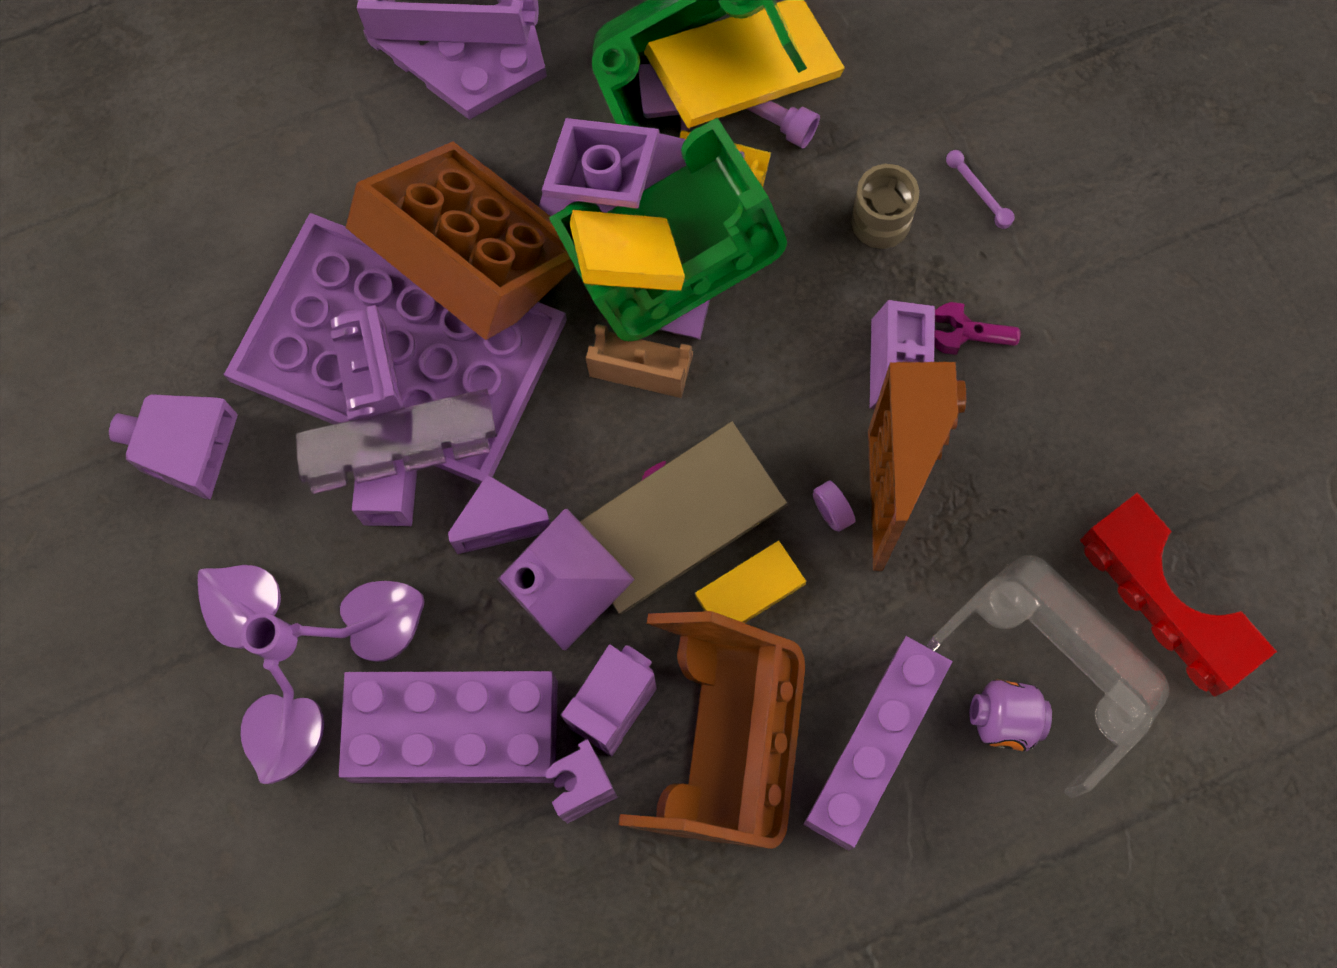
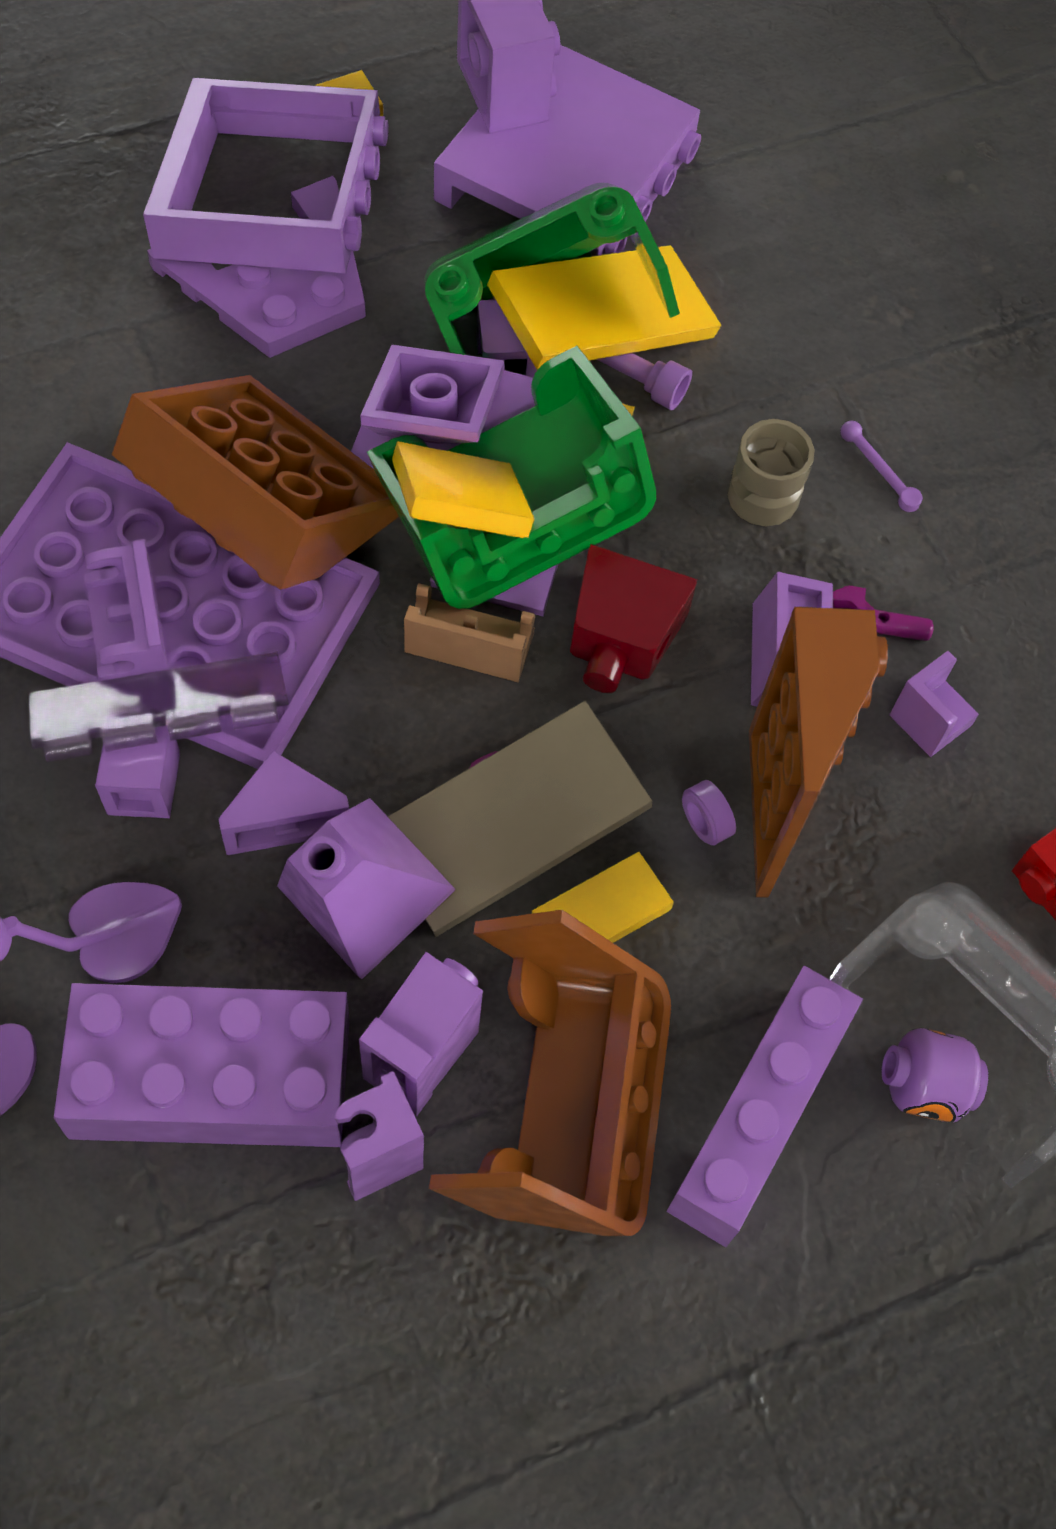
camera: 10 degrees left, 10 degrees down
(766, 341) = (626, 617): none -> dark red torso
(1018, 406) = (931, 708): none -> medium lavender panel

